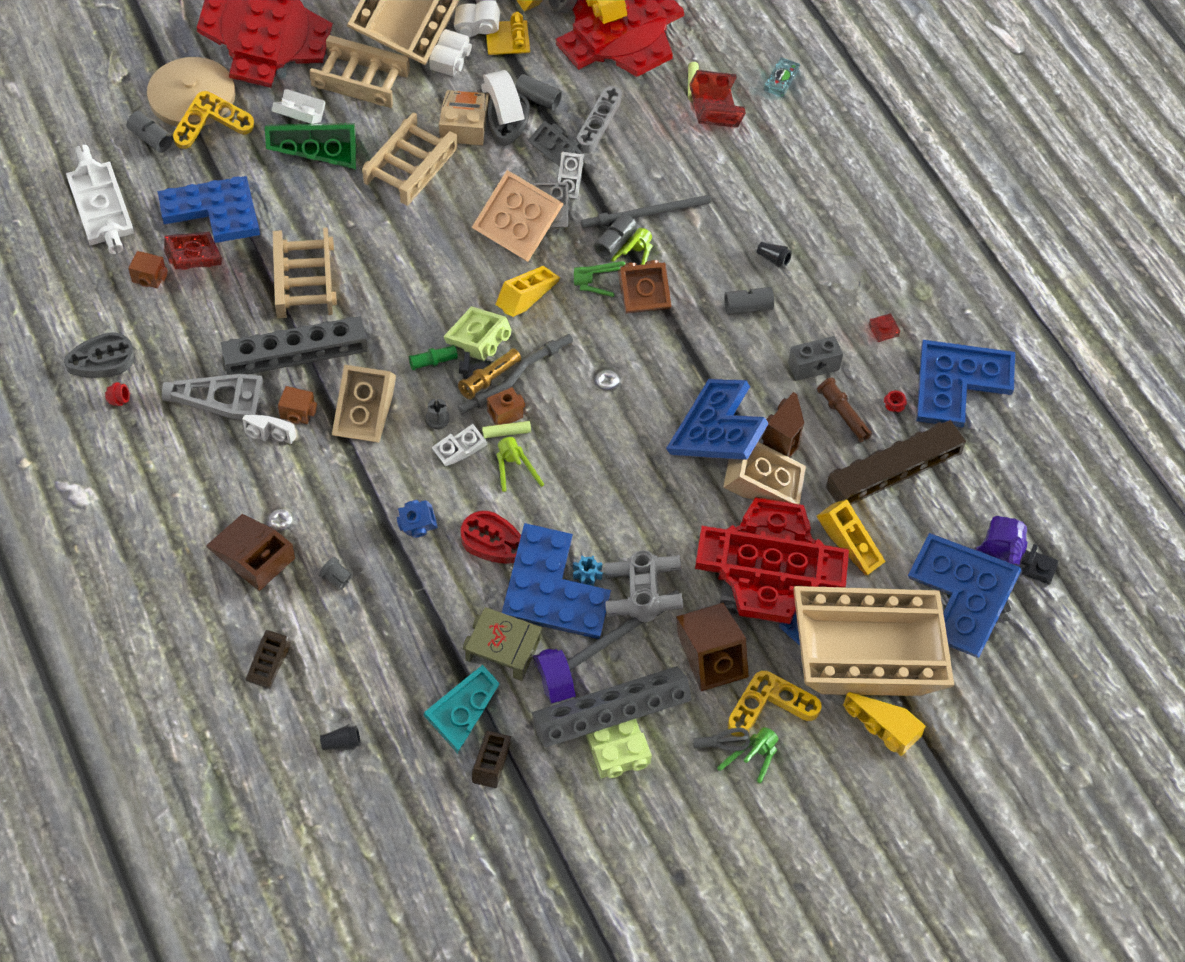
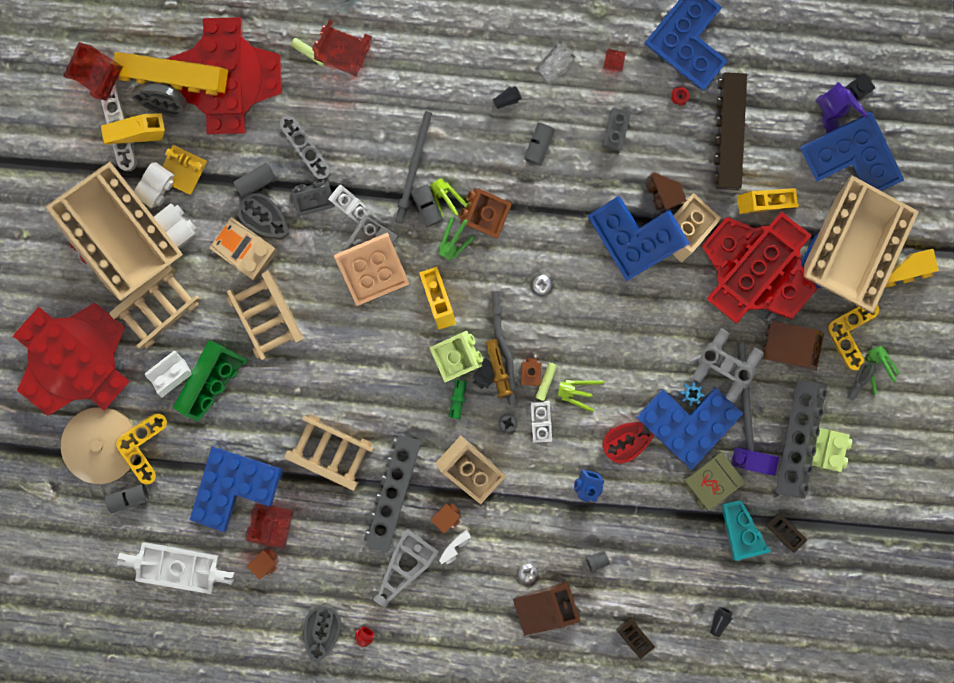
camera: 60 degrees left, 30 degrees up
(504, 96) = (252, 214): white arch -> none
(838, 402) = (657, 136): reddish brown pin -> none

